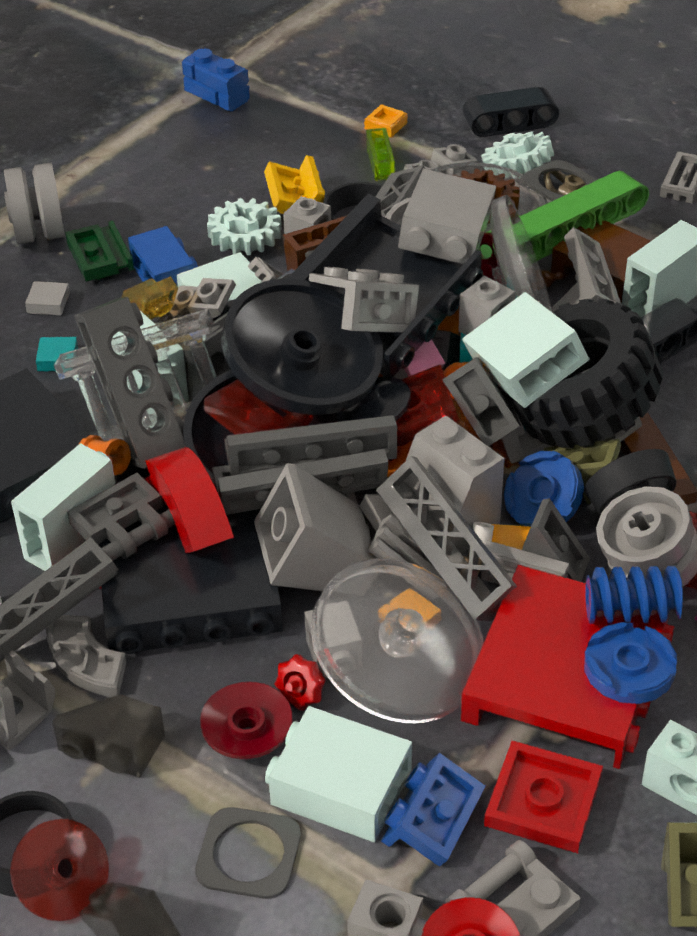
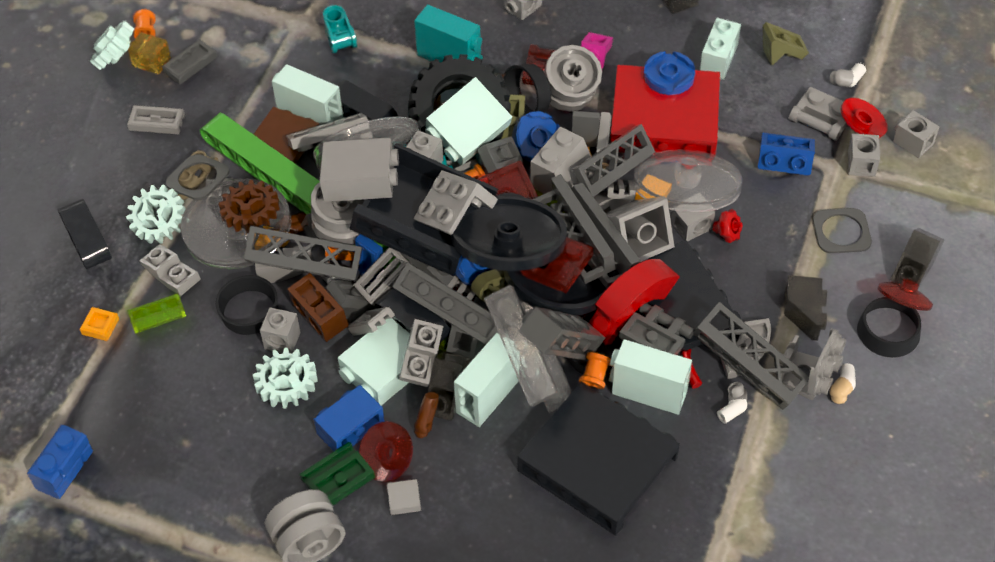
camera: 105 degrees left, 10 degrees up
(51, 348) = (470, 464): teal tile -> none
(105, 287) = (376, 448): none -> clear red dish
(153, 297) = (438, 376): clear yellow bracket -> none
(245, 706) = (768, 235): dark red dish -> none
(289, 184) = (223, 354): yellow bracket -> none
(339, 773) = (783, 193): light aqua brick -> none
(543, 796) = (756, 109): red plate -> none
(633, 593) = (630, 69): blue piece -> none

